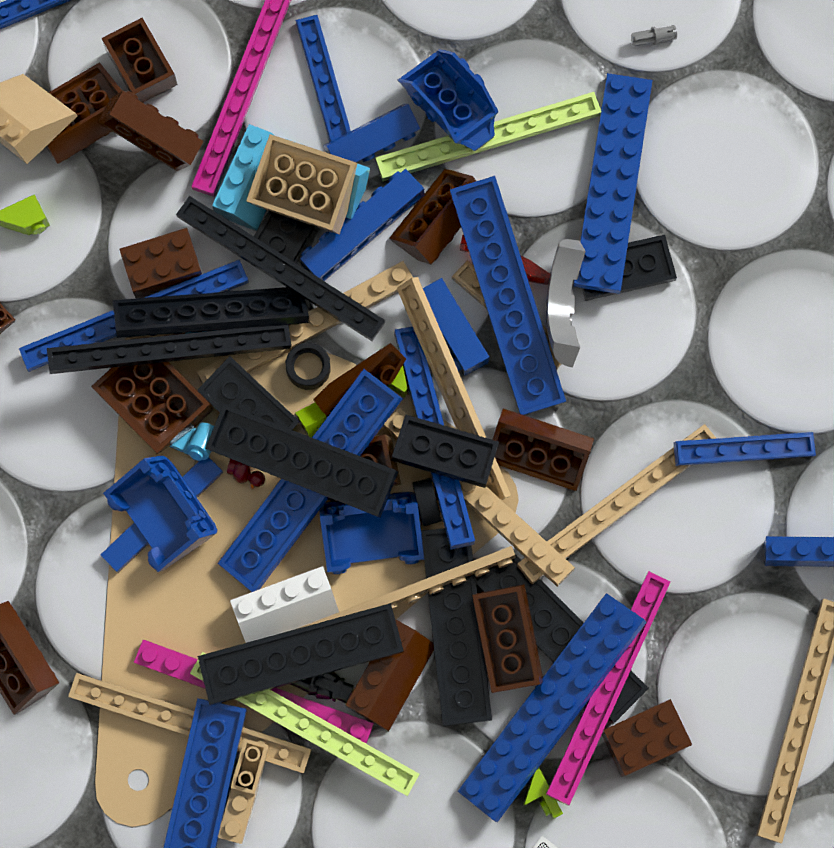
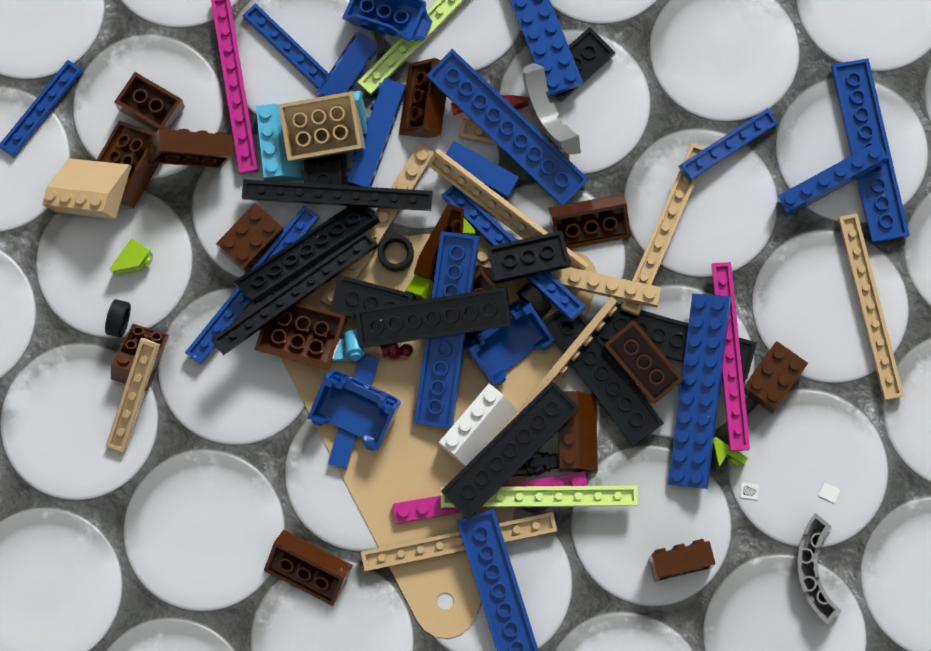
camera: 25 degrees left, 0 degrees up
(243, 791) = (523, 565): tan slope -> none

